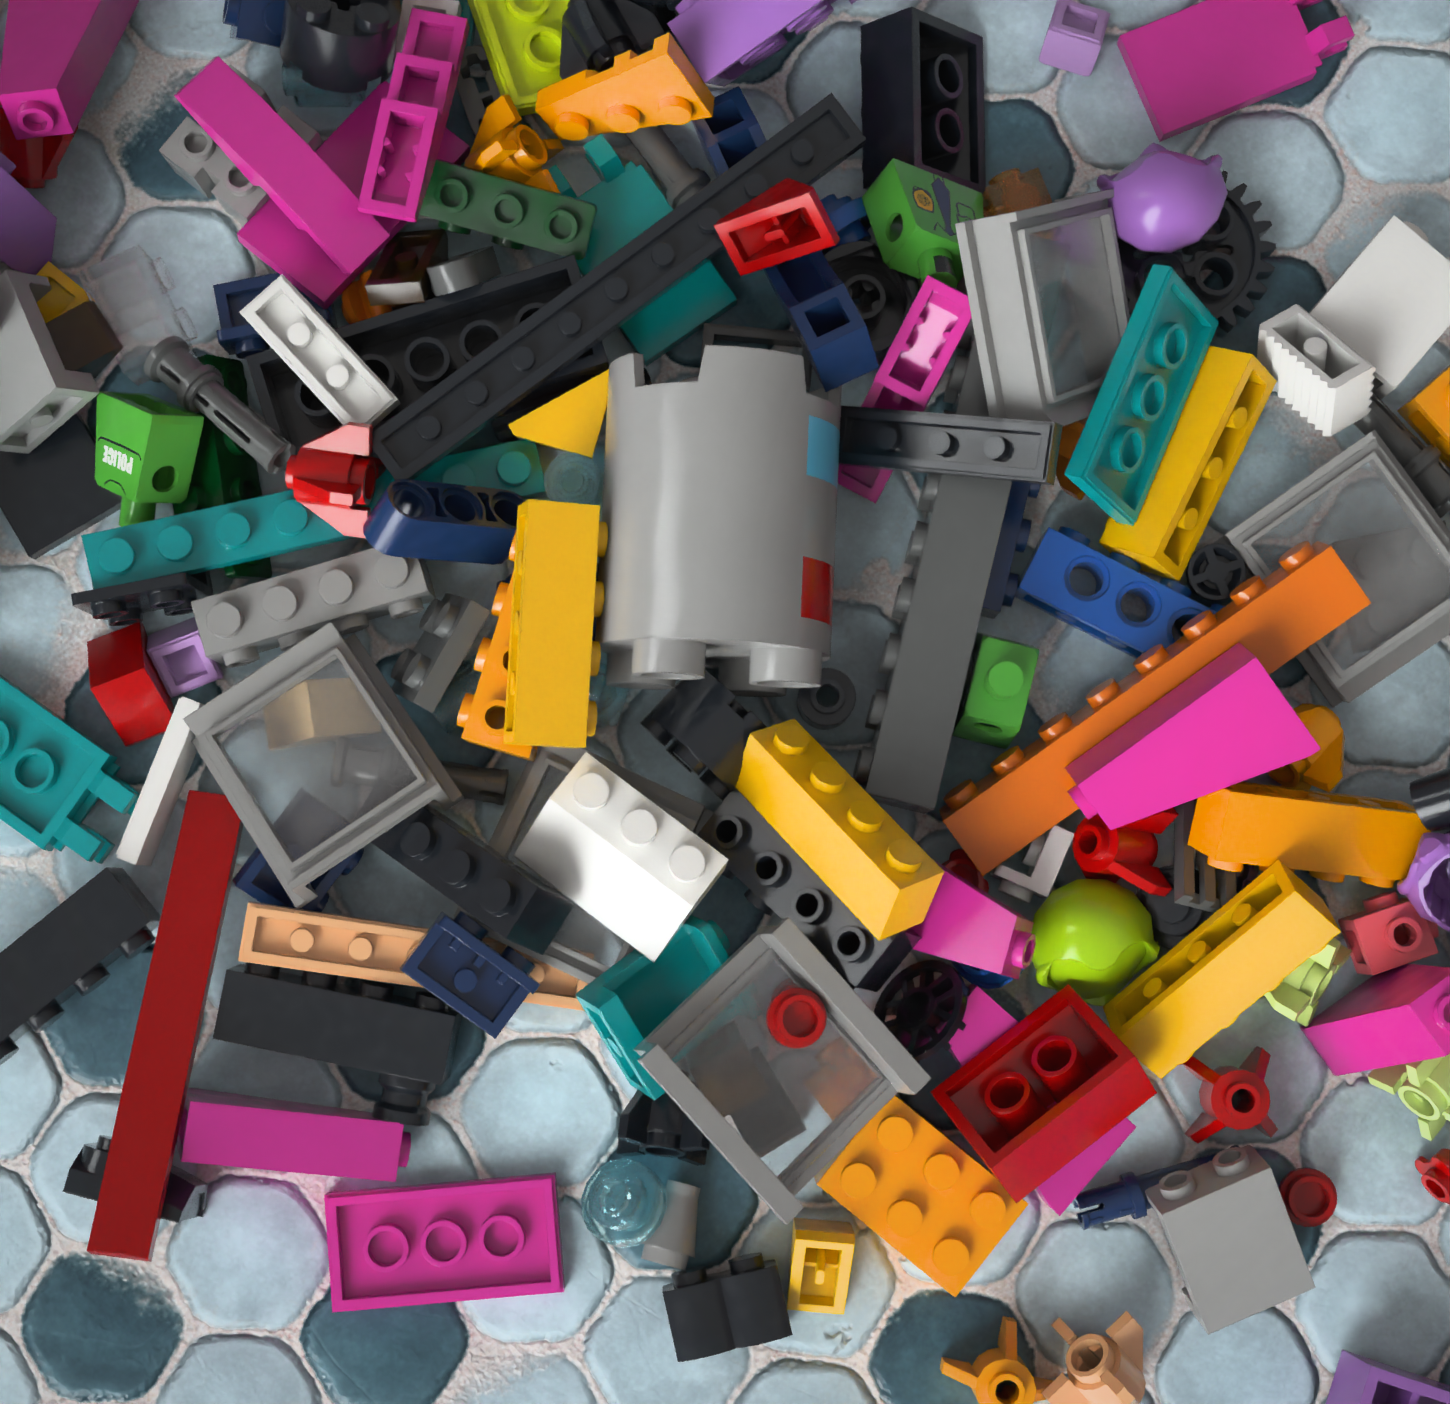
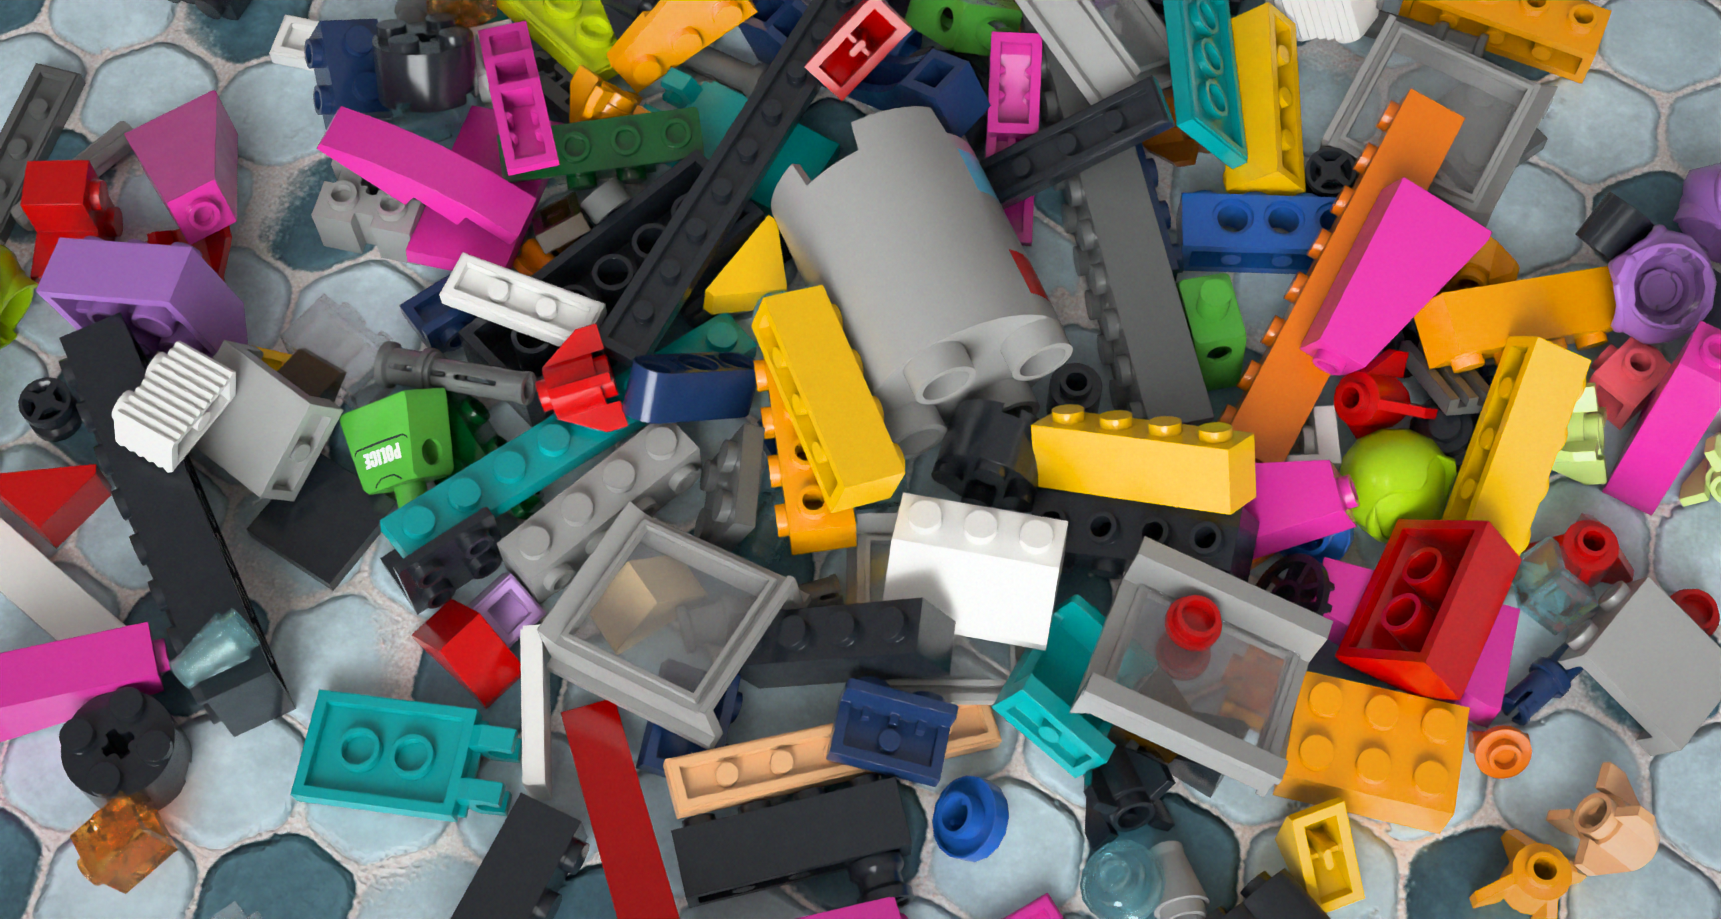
camera: 25 degrees left, 20 degrees down
(514, 1077) = (970, 818): none -> blue plate
(1046, 1241) = (1500, 751): none -> orange plate
(1171, 1117) = (1549, 590): none -> clear light blue panel

